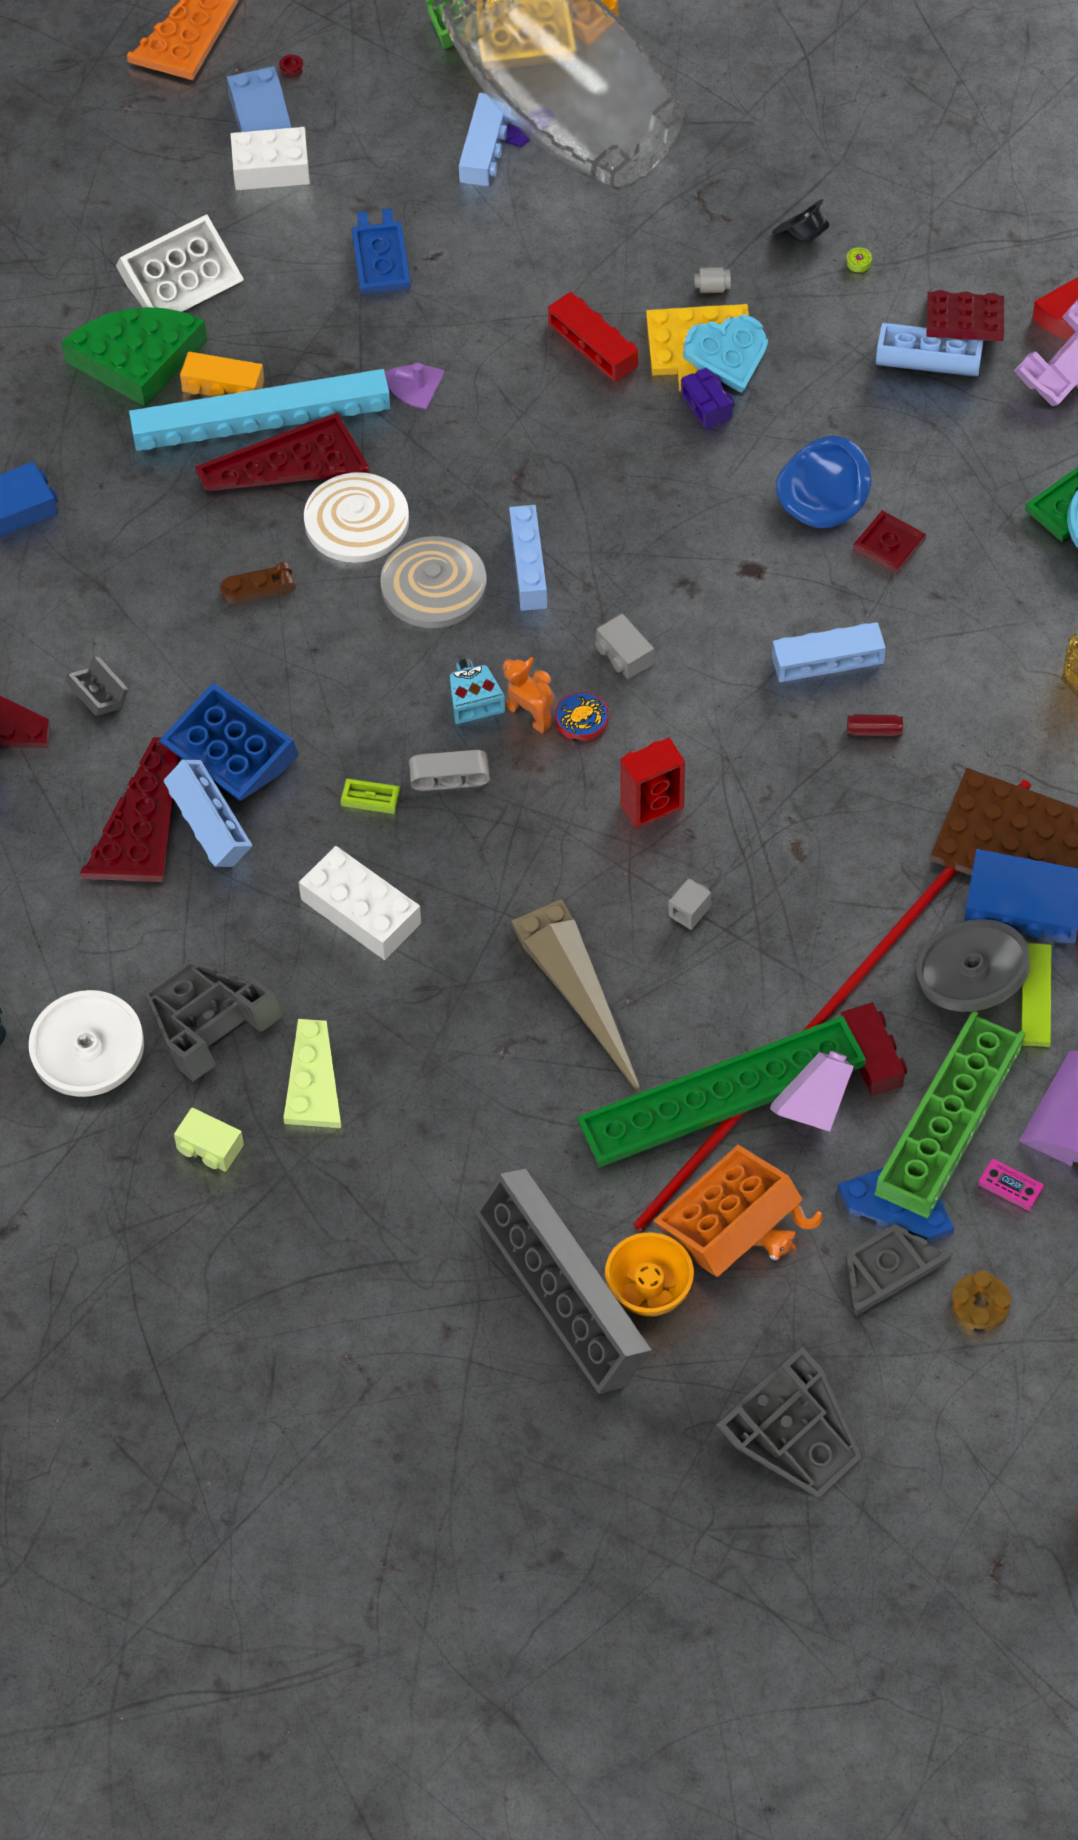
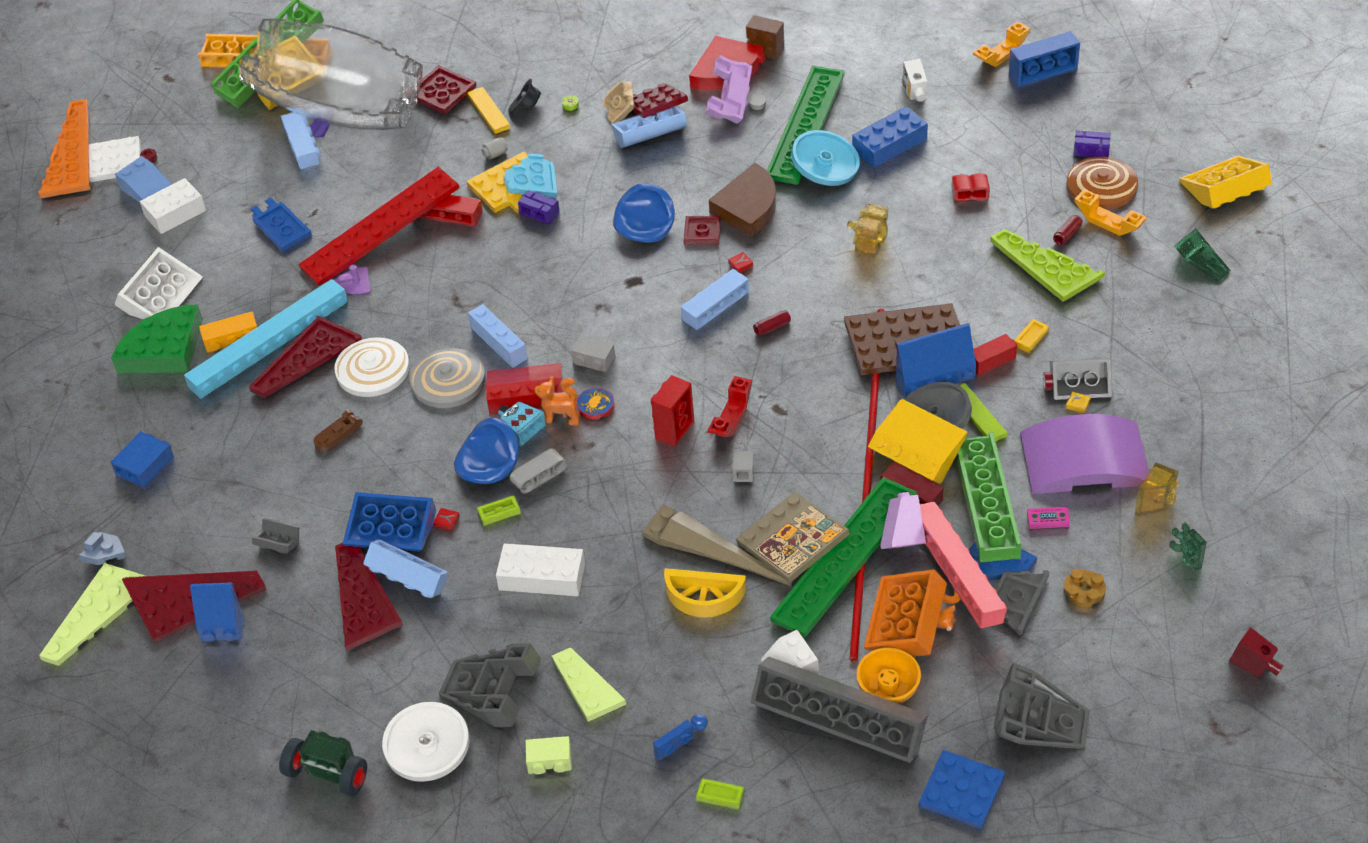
camera: 30 degrees left, 10 degrees down
(247, 46) = (111, 157): none -> white plate
(303, 773) = (446, 519): none -> red tile
(365, 1300) = (720, 793): none -> lime tile
(367, 1203) = (679, 736): none -> blue plate
(401, 715) = (488, 452): none -> blue piece
(492, 321) = (378, 226): none -> red plate
(501, 633) = (519, 385): none -> red slope
(527, 1022) = (704, 581): none -> yellow window
(564, 1183) = (794, 651): none -> white slope
(638, 1460) = (962, 789): none -> blue plate
(679, 1030) = (792, 536): none -> plate
(712, 154) = (444, 89): none -> dark red plate
(734, 824) = (734, 409): none -> red slope
(748, 216) = (488, 110): none -> yellow tile
(841, 1184) = (961, 568): none -> coral brick
(902, 616) = (740, 262): none -> red tile
(917, 293) = (619, 101): none -> tan slope
(920, 993) = (918, 440): none -> yellow slope
(975, 530) = (746, 201): none -> reddish brown brick

